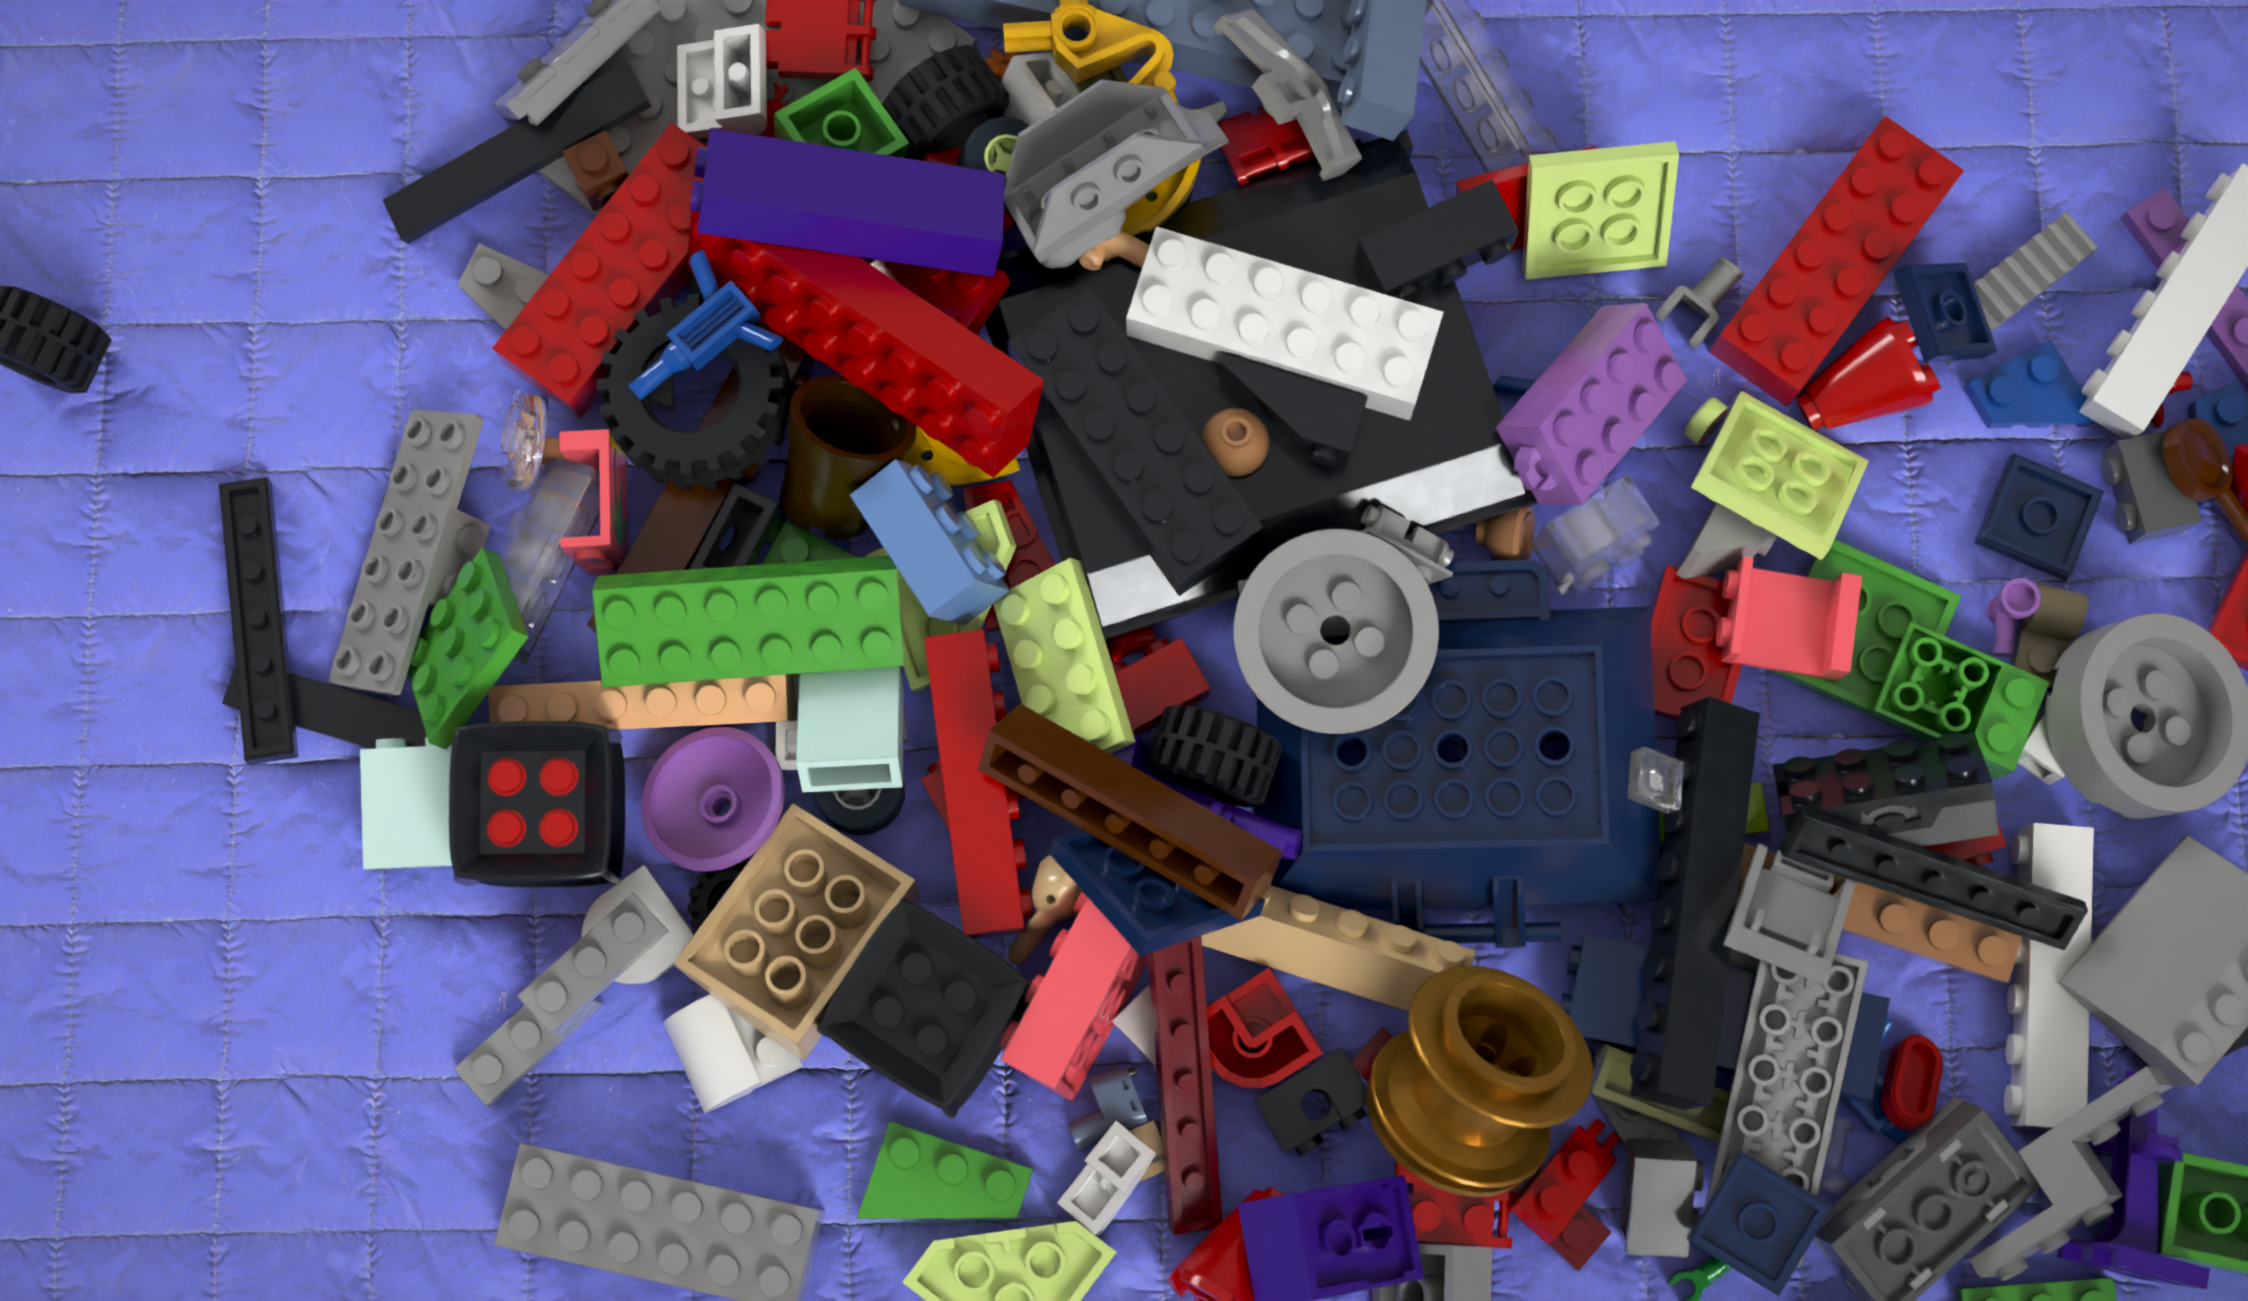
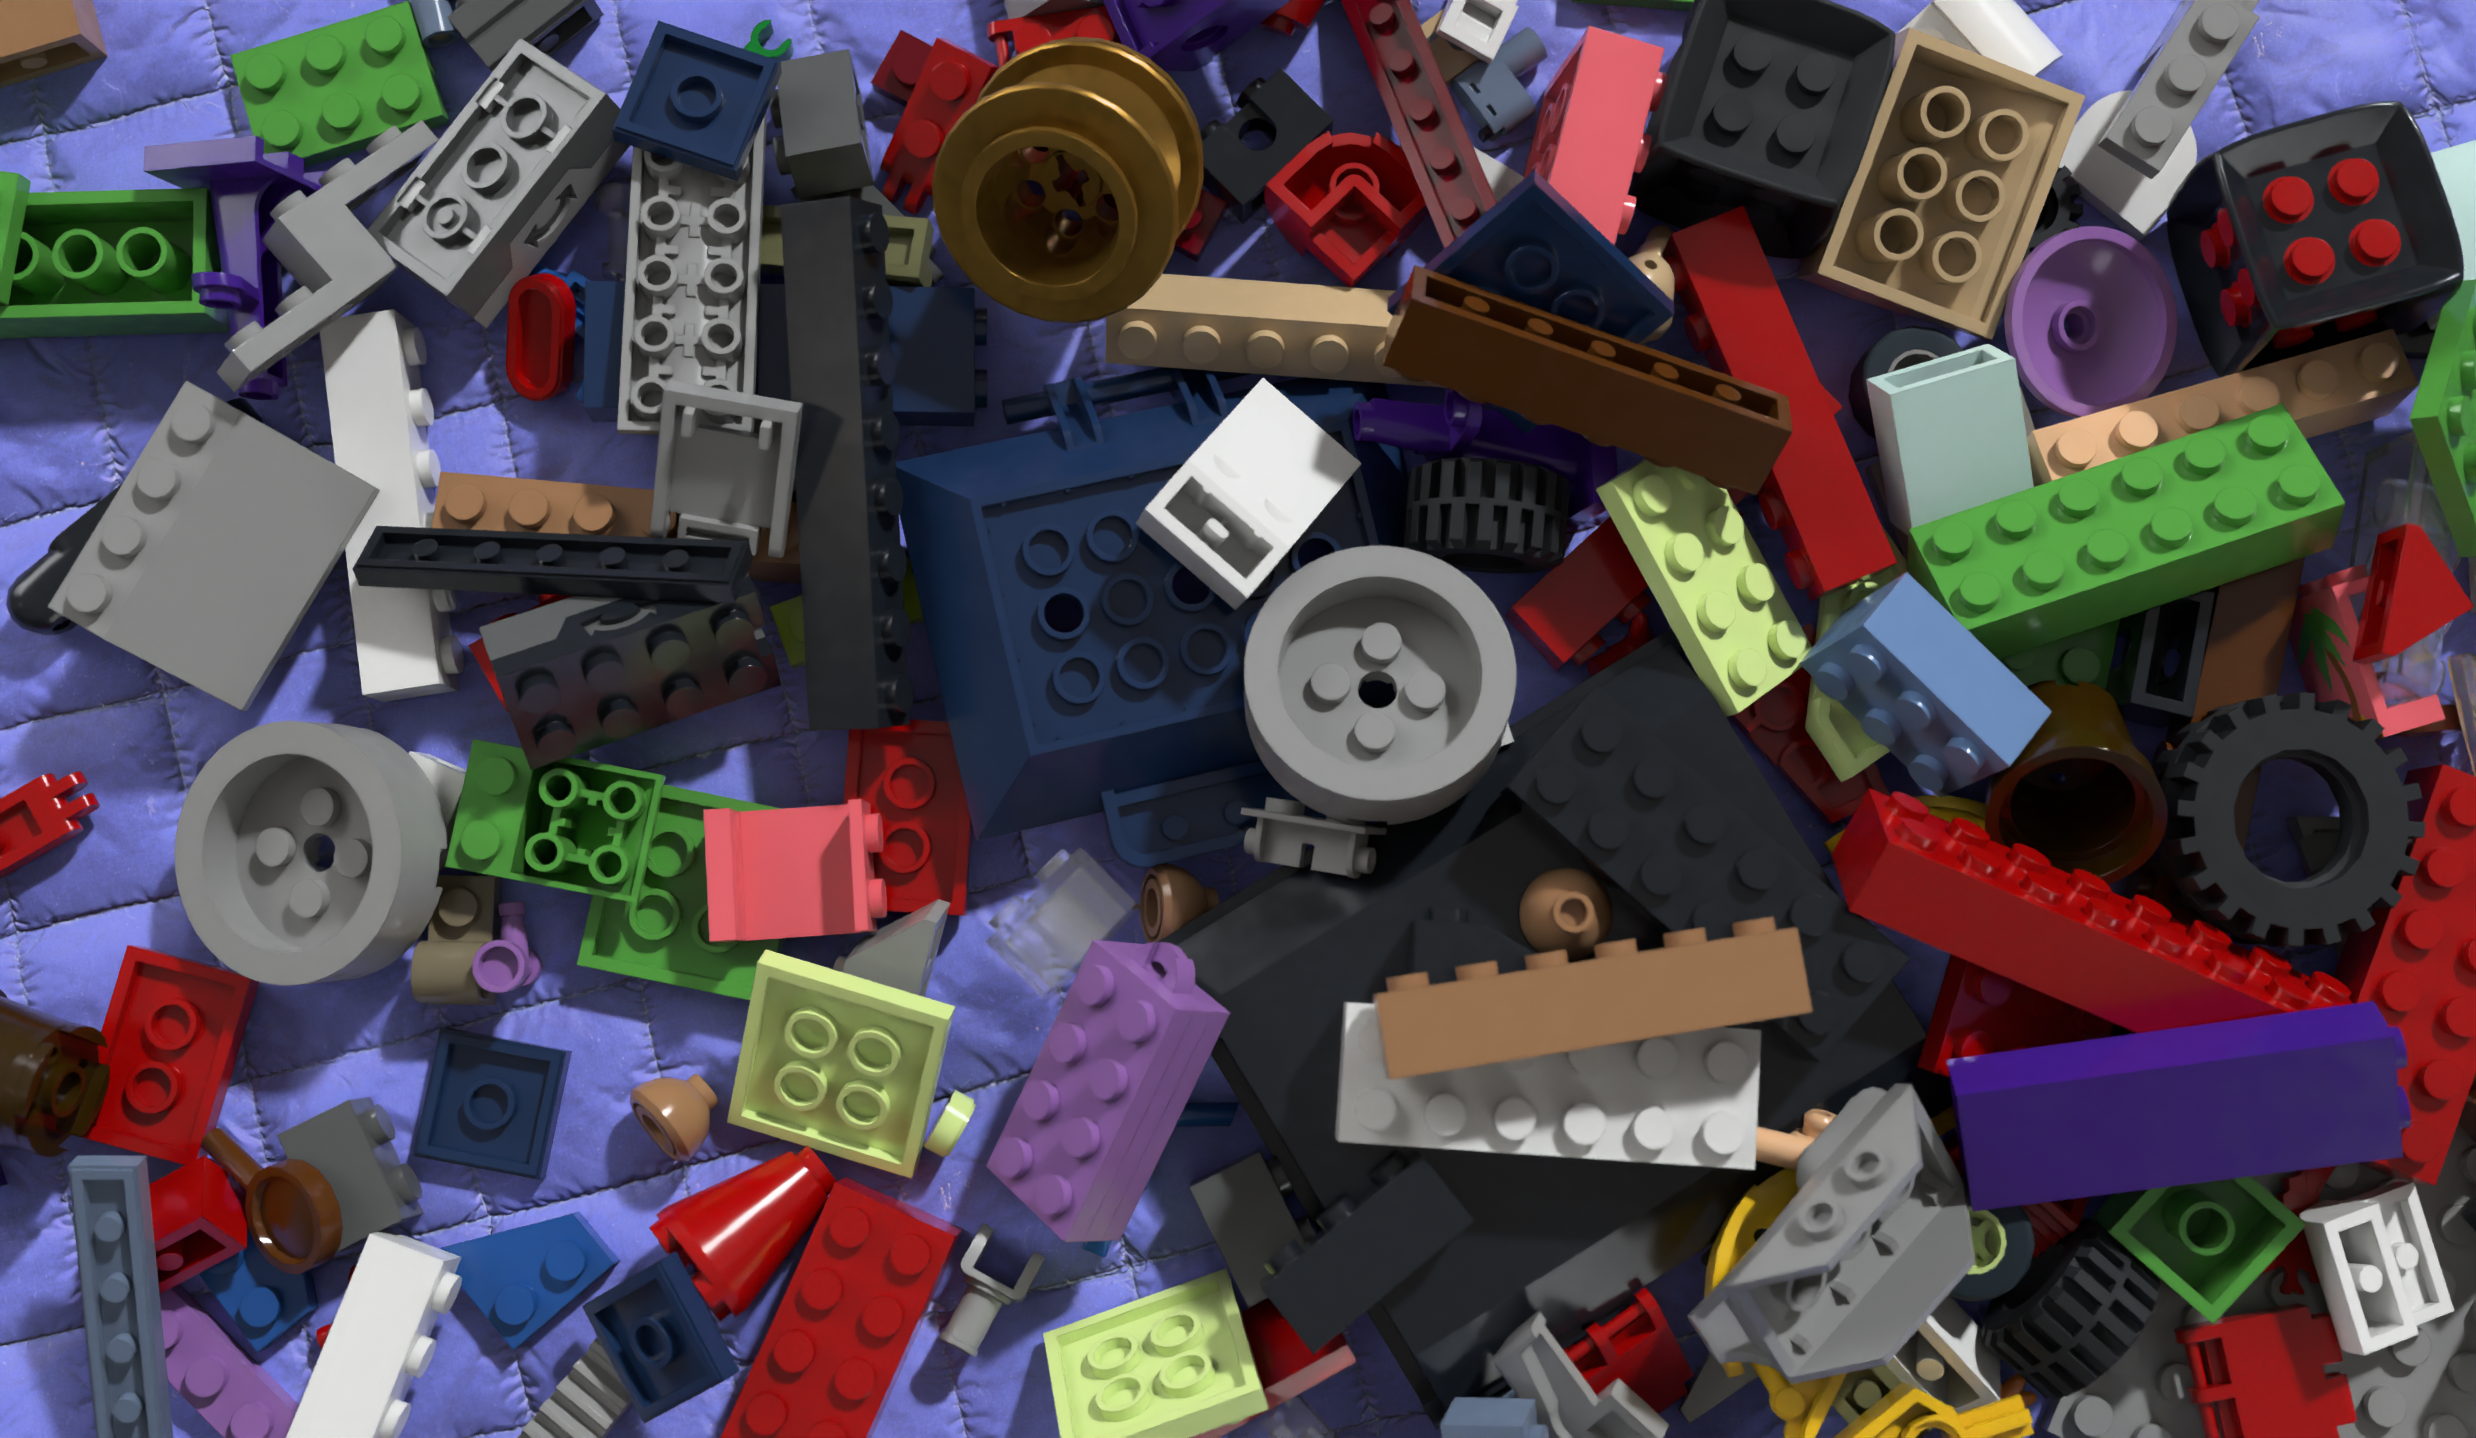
camera: 165 degrees right, 5 degrees up
(566, 514) = (2405, 595): none -> red slope
(707, 330) = (2304, 889): blue piece -> none
(1249, 356) = (1591, 1001): none -> medium nougat brick
(1395, 799) = (1248, 493): none -> white slope
(1501, 304) = (1249, 1217): none -> dark grey brick
(1655, 780) = (926, 600): clear plate -> none
(1905, 475) = (675, 1113): none -> medium nougat brick

